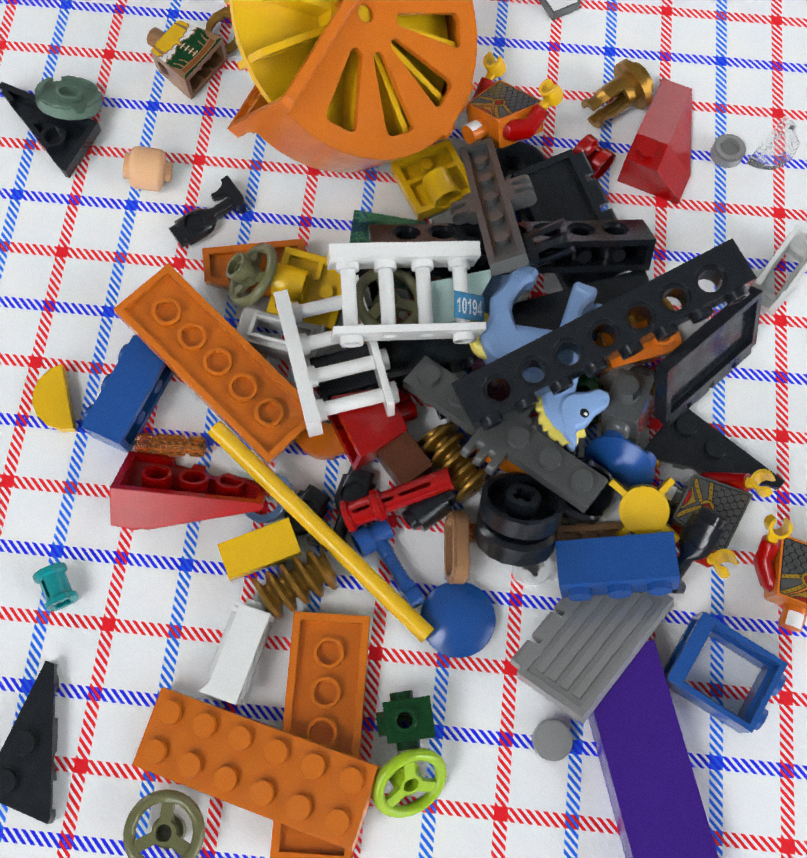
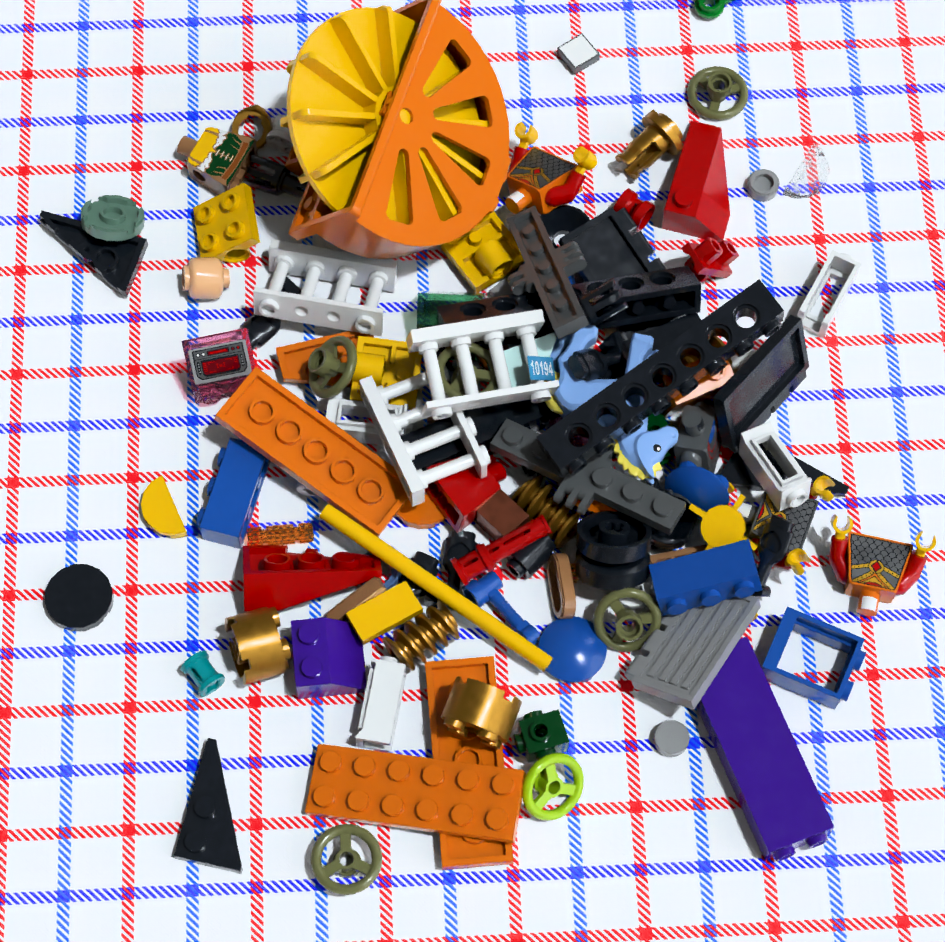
camera: 10 degrees left, 5 degrees down
(114, 566) = (257, 644): none -> pearl gold brick
(136, 253) = (218, 364): none -> slope
(180, 119) = (227, 225): none -> yellow plate
(188, 590) = (327, 658): none -> dark purple slope
(239, 526) = (363, 594): none -> medium nougat tile
(240, 81) = (280, 181): none -> black arm
(270, 171) = (327, 265): none -> white fence
(339, 689) = (480, 711): none -> pearl gold brick
(521, 614) = (626, 632): none -> olive piece
(527, 310) = (592, 364): none -> black piece
(666, 215) = (710, 258): none -> red hips
(696, 46) = (721, 79): none -> olive piece
(714, 482) = (783, 493): none -> white window

